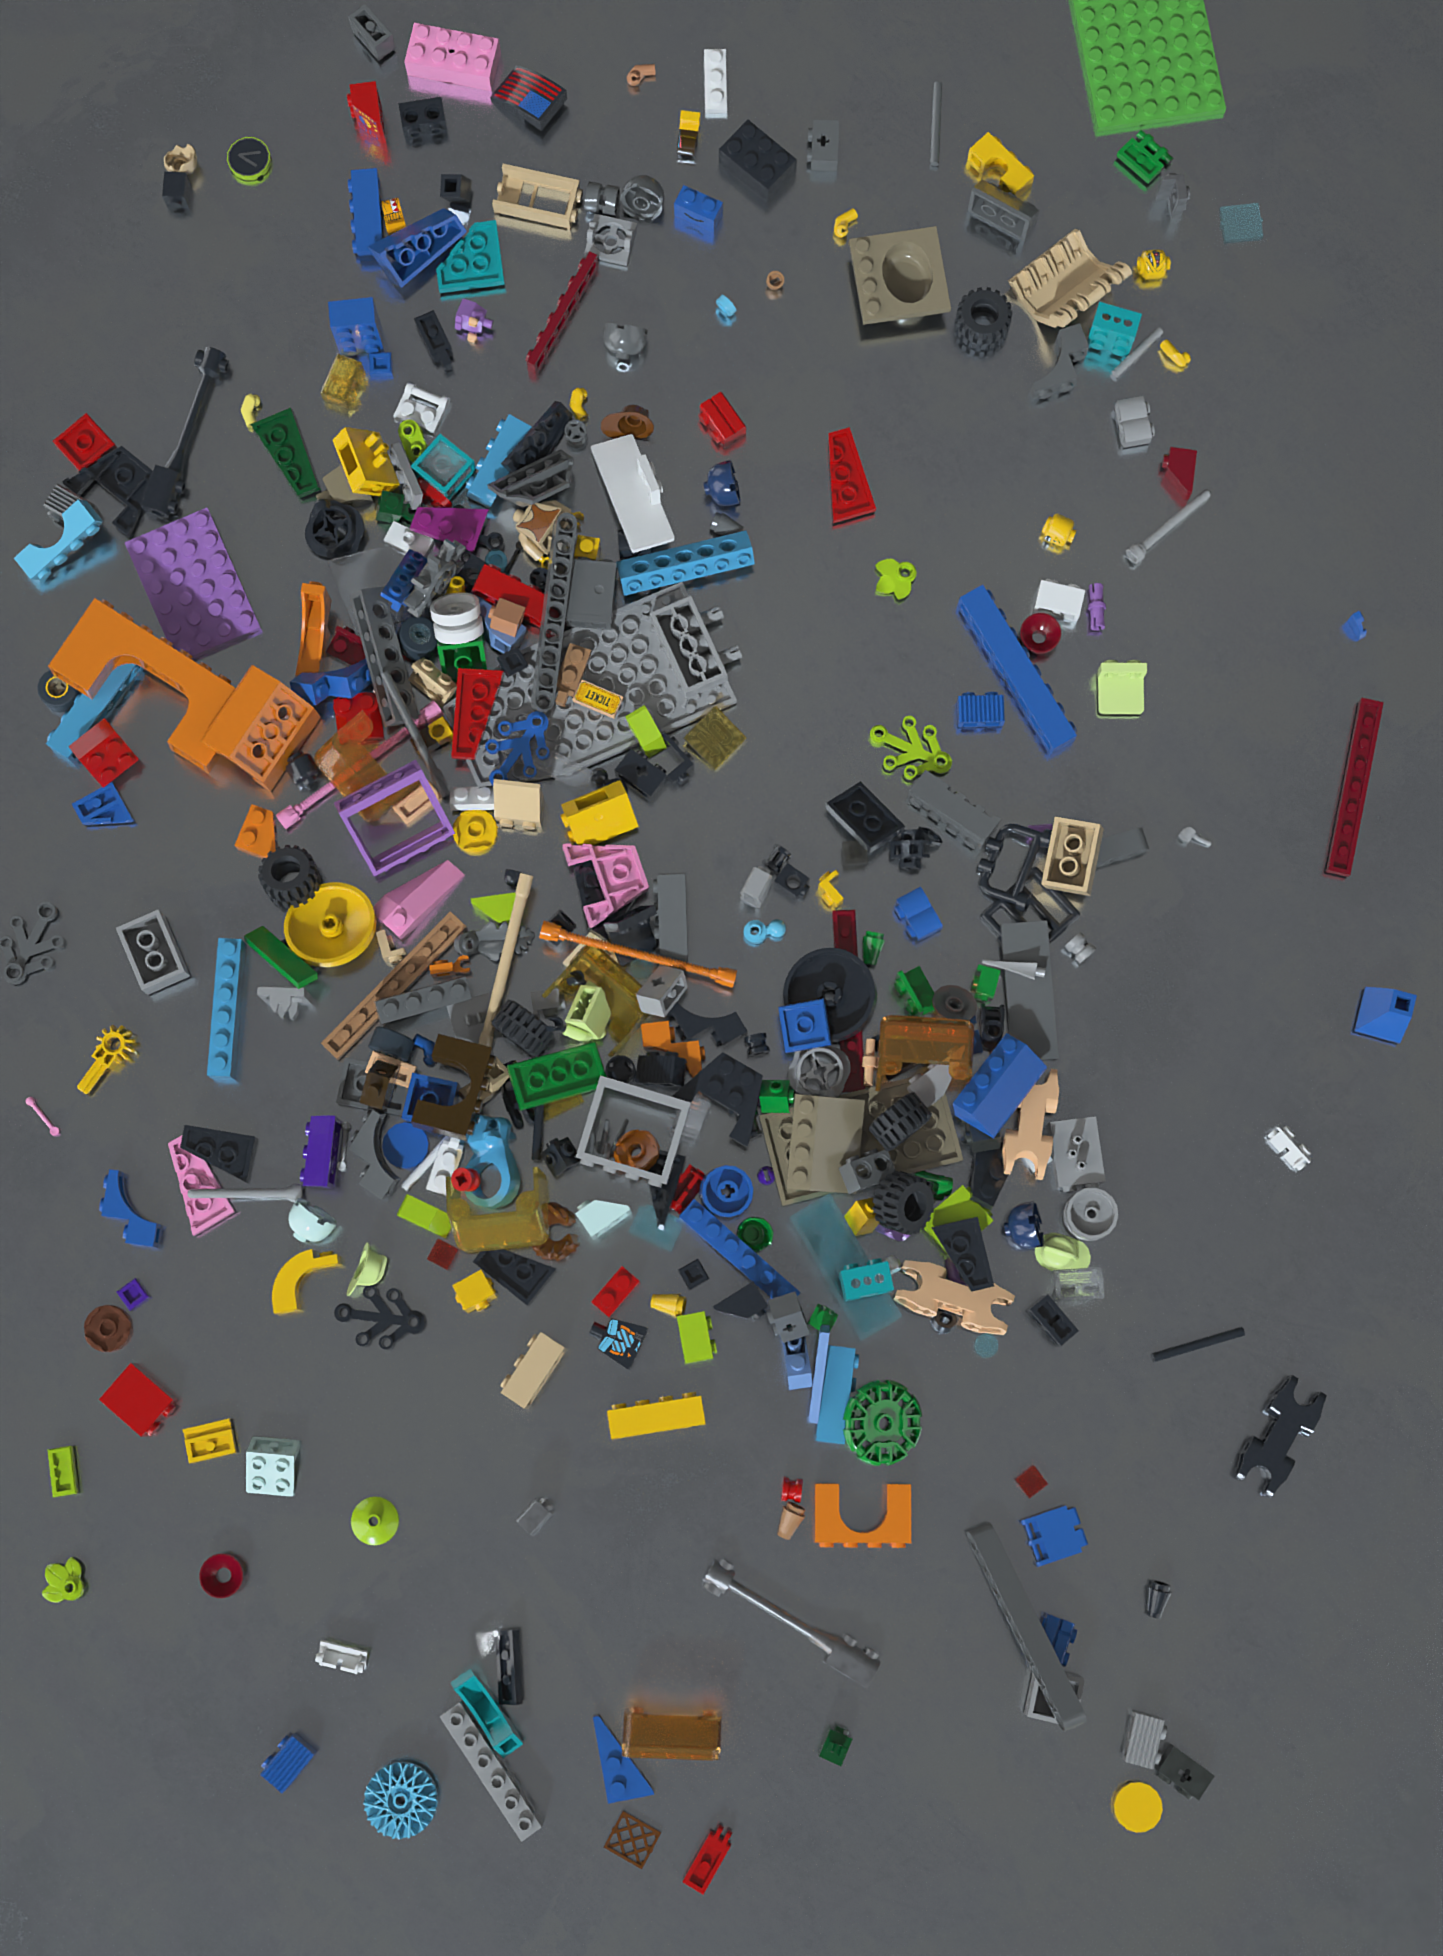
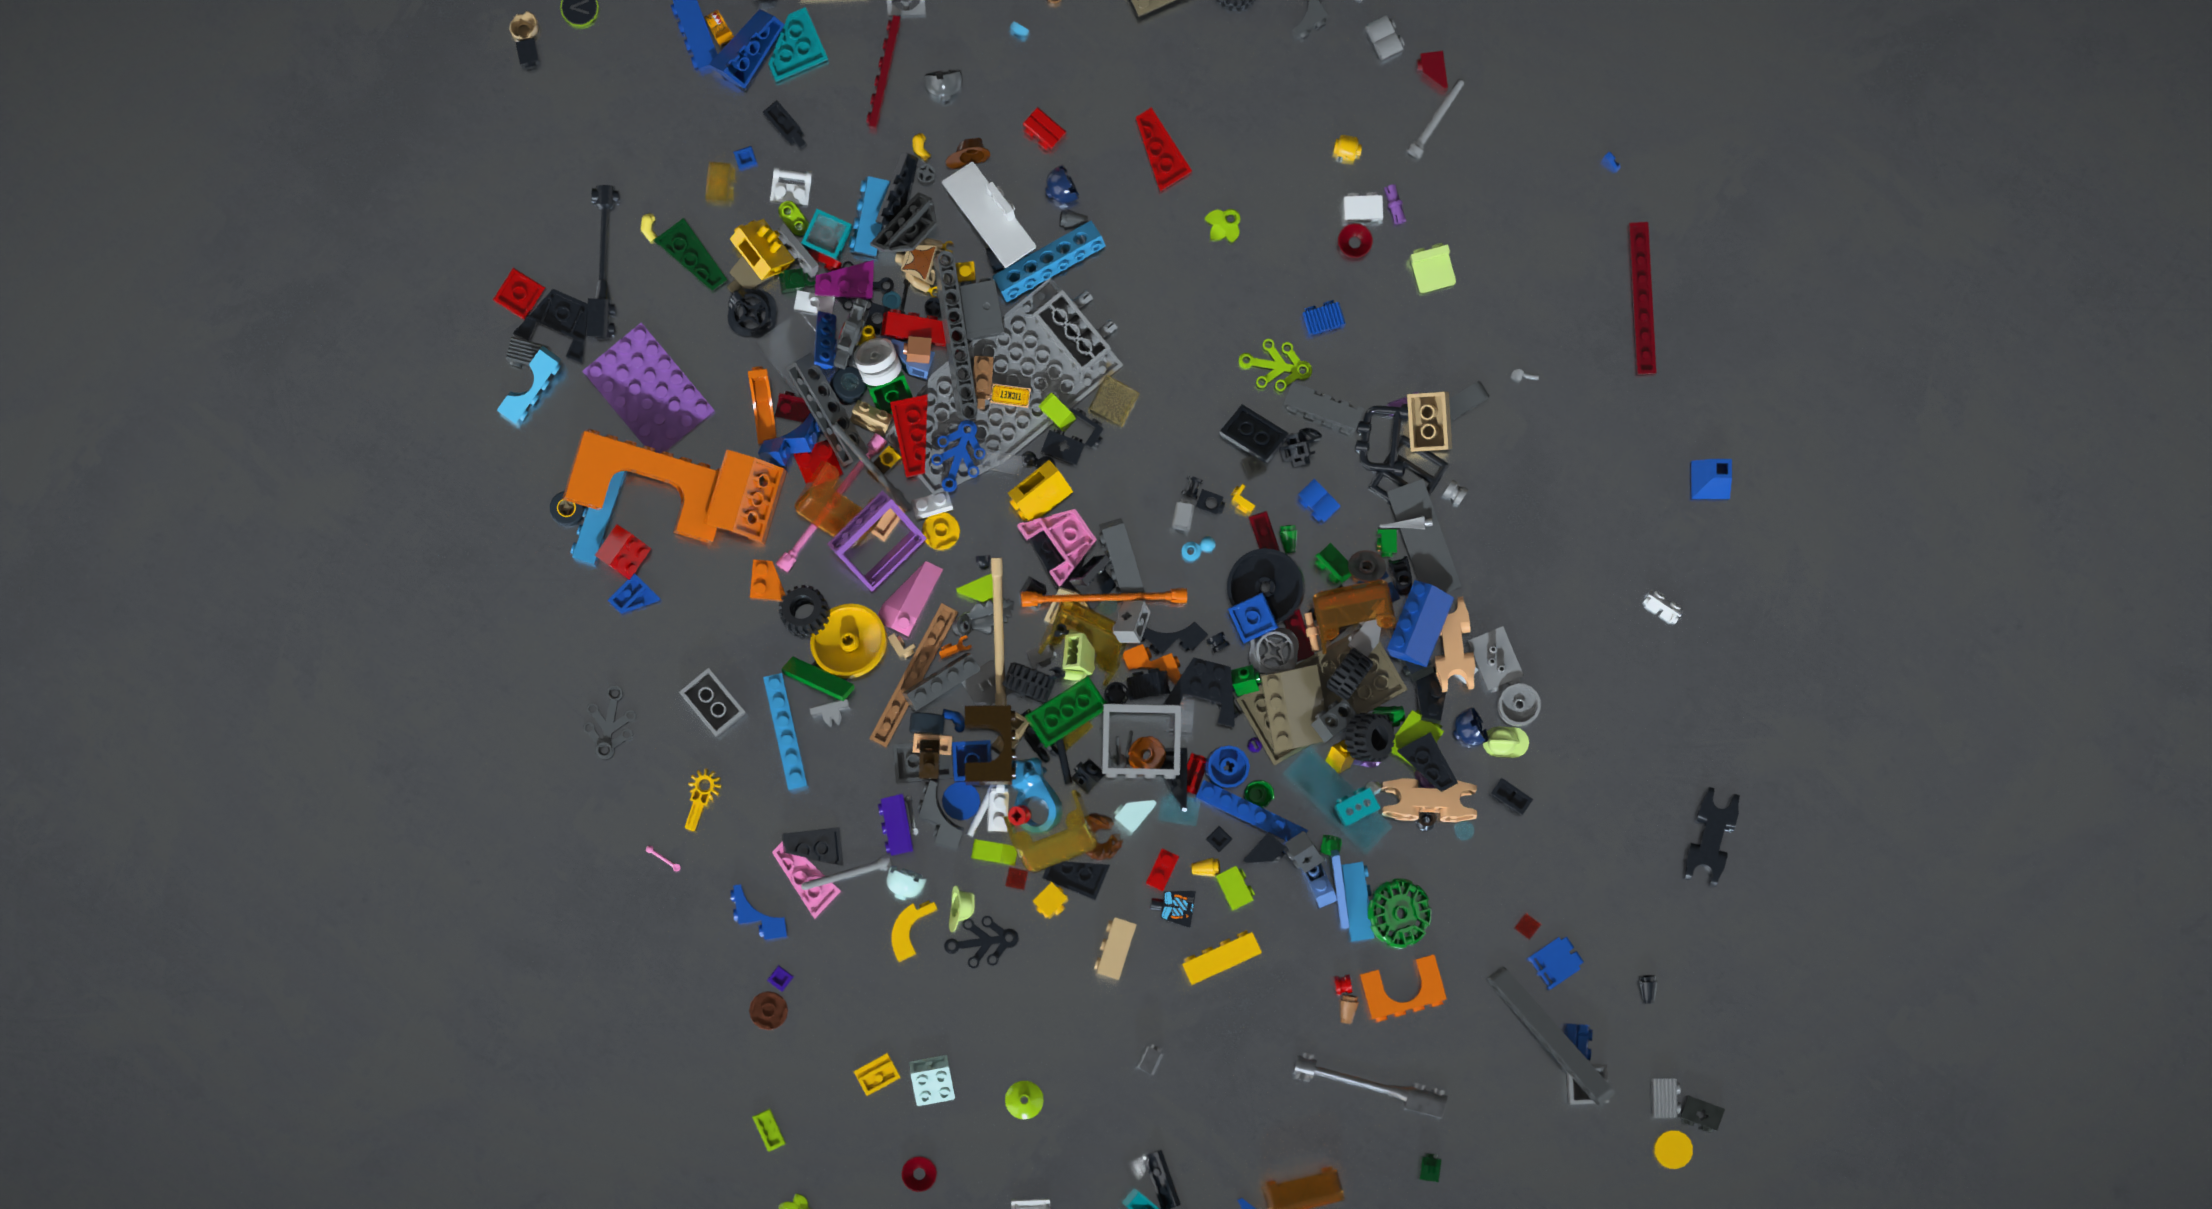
camera: 20 degrees left, 5 degrees up
(139, 1400) = (812, 1059): red brick -> none
(302, 768) = (786, 519): black head -> none
(356, 326) = (720, 136): blue brick -> none
(472, 318) = (811, 98): medium lavender piece -> none
(512, 662) = (932, 384): black plate -> none
(518, 804) = (972, 502): tan slope -> none
(1017, 669) = (1343, 275): blue brick -> none
(1078, 1284) = (1524, 762): clear brick -> none
(1198, 1344) = (1630, 783): black bar -> none

